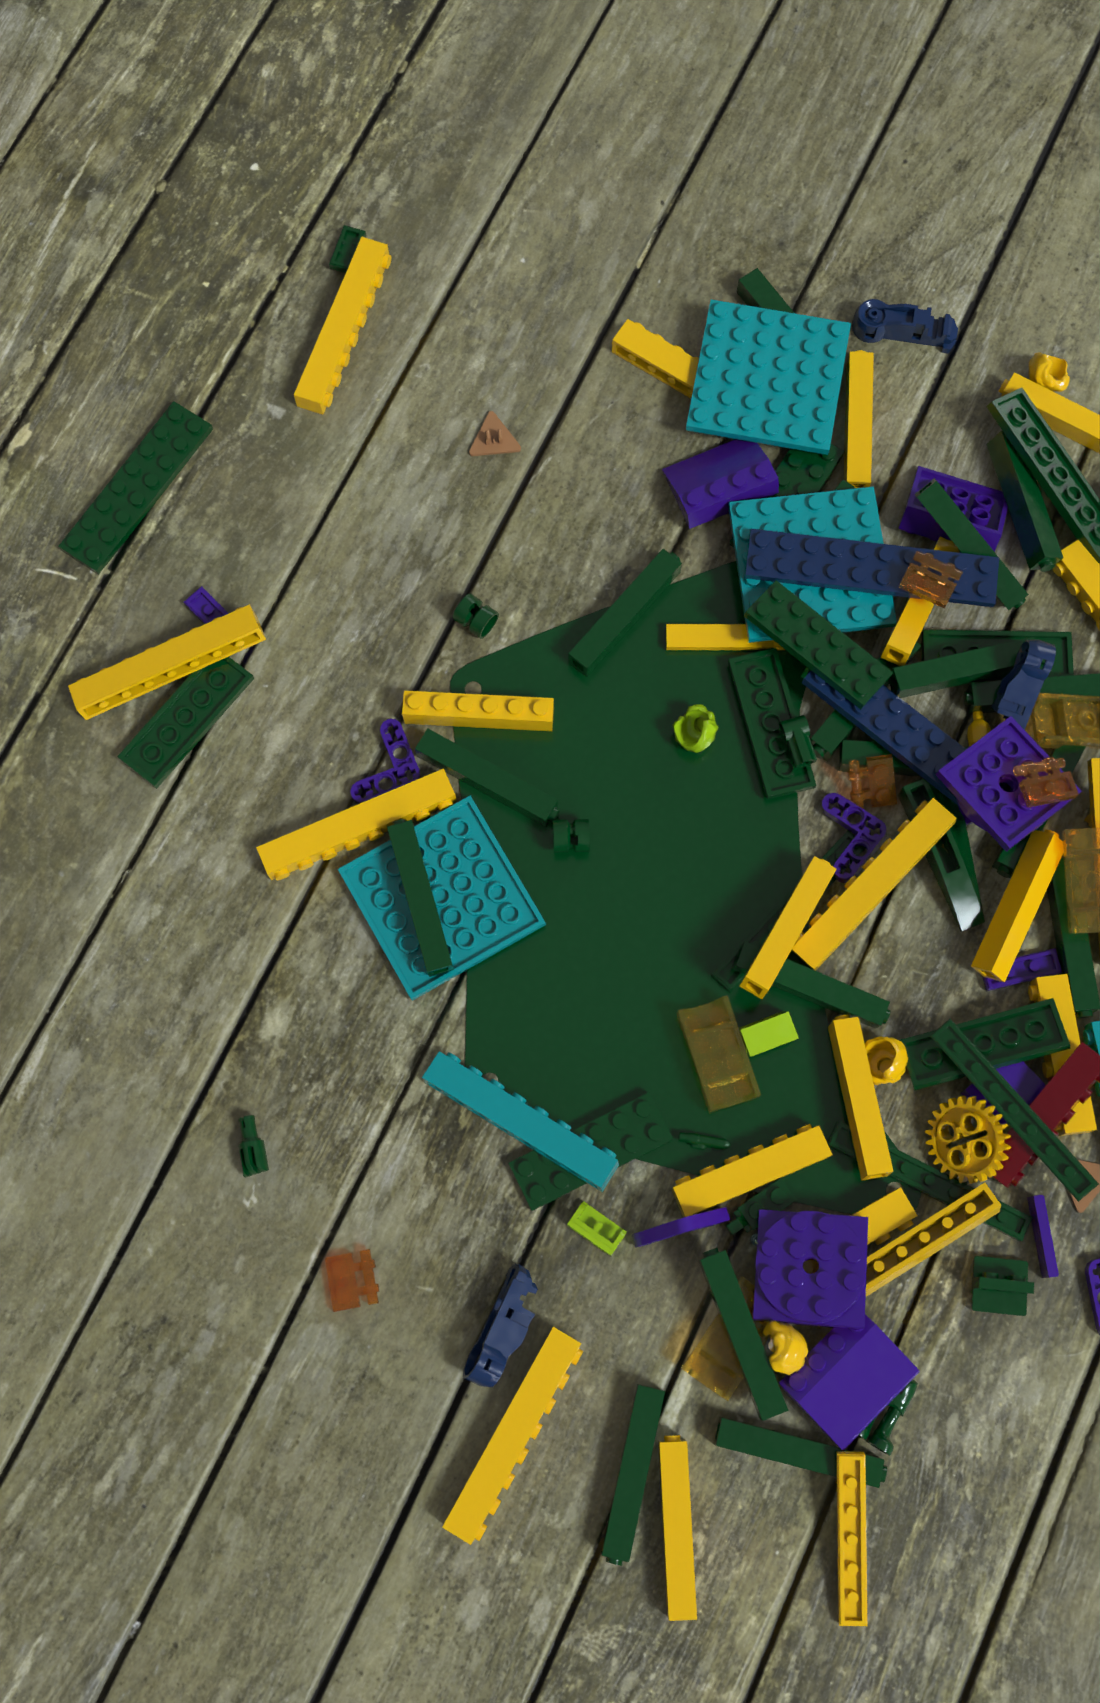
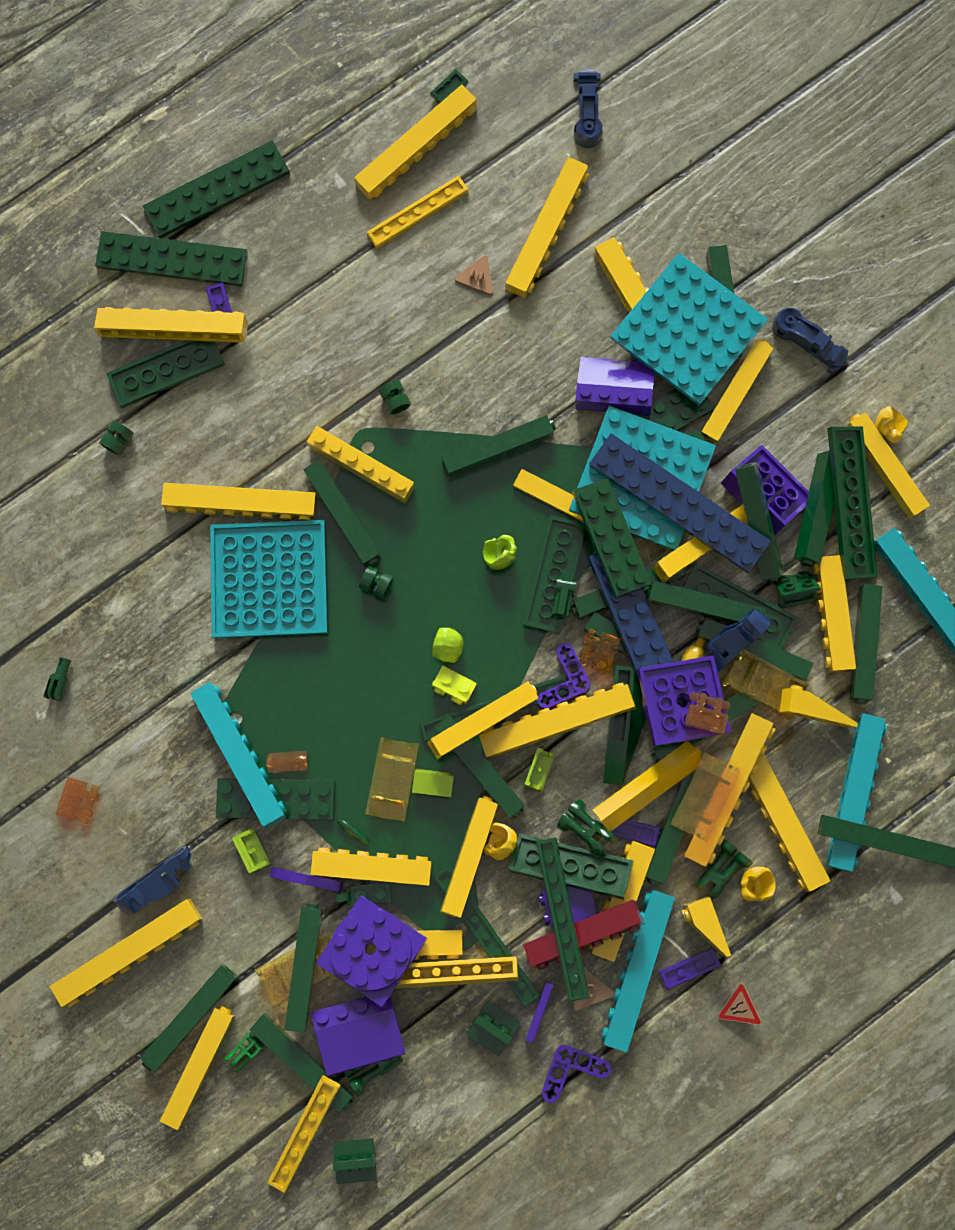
camera: 25 degrees right, 5 degrees up
(124, 590) = (171, 258): none -> dark green plate
(169, 825) = (113, 444): none -> dark green wheel
(385, 401) = (417, 212): none -> yellow tile
(399, 765) = (289, 474): dark purple beam -> none
(420, 897) = (252, 572): dark green brick -> none
(518, 199) = (587, 109): none -> dark blue piece
(544, 347) = (546, 227): none -> yellow brick
(581, 1099) = (287, 761): none -> clear orange hinge
(696, 864) = (447, 645): none -> lime hair
(723, 1476) = (245, 1051): none -> green arm
(727, 908) = (454, 685): none -> neon yellow bracket
(788, 1347) = (327, 993): yellow hair -> none
(879, 954) = (539, 770): none -> lime hinge
(928, 584) = (708, 536): clear orange plate -> none
(929, 1537) = (354, 1161): none -> dark green bracket
(976, 1163) = (523, 938): yellow gear -> none
(985, 998) = (589, 836): none -> dark green piece
(1051, 602) = (796, 589): none -> dark green bracket

